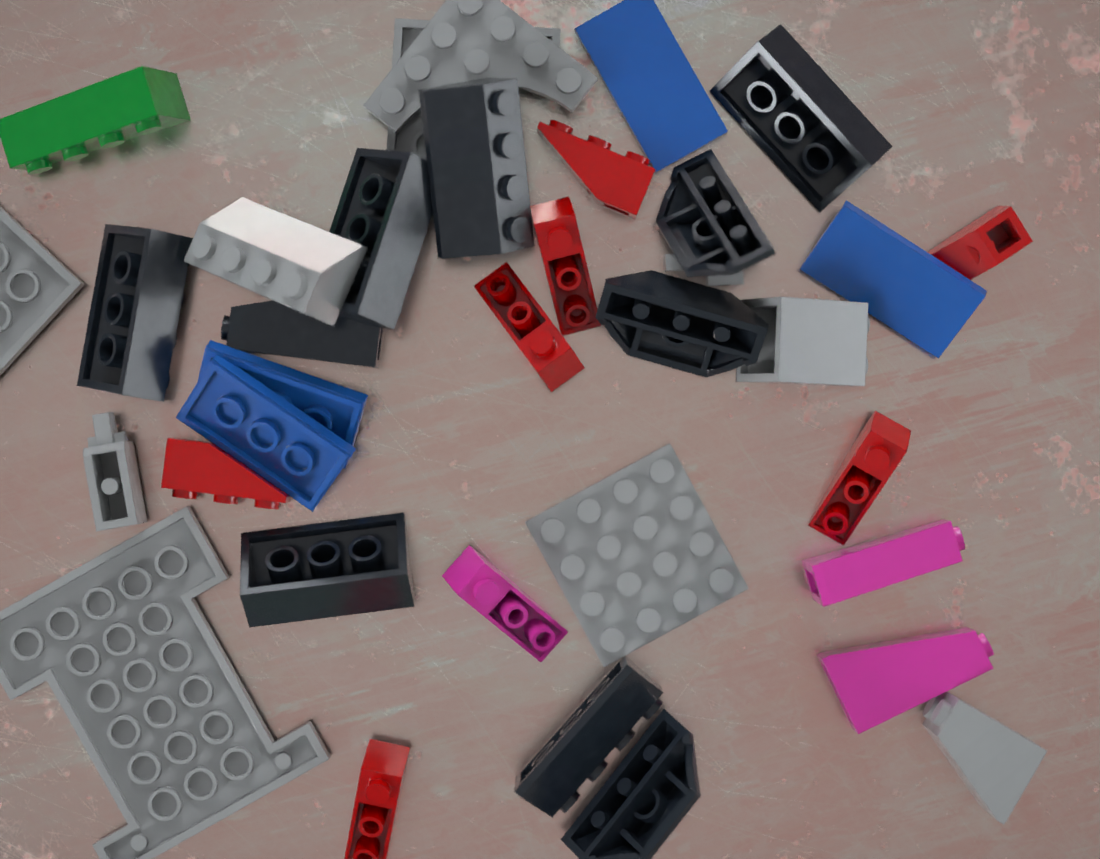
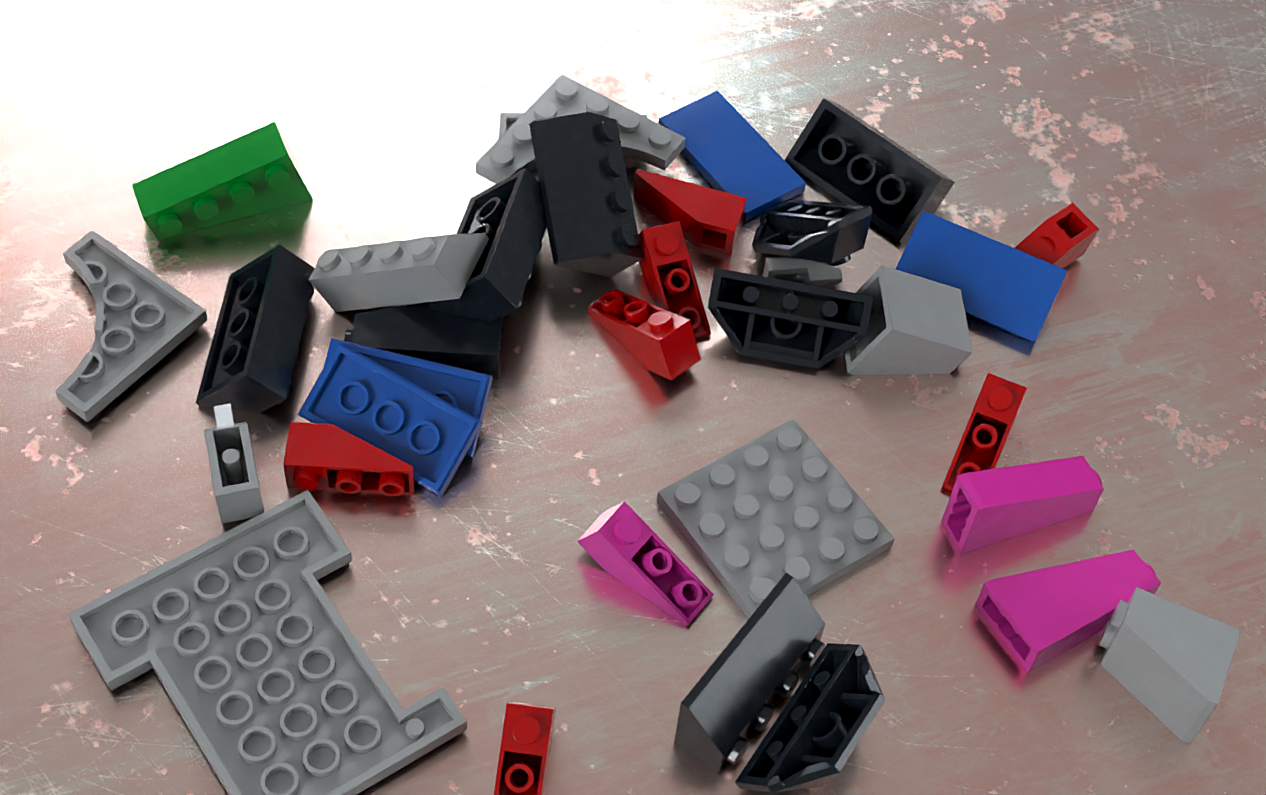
camera: 10 degrees left, 35 degrees down
(326, 570) = (457, 545): black slope -> none

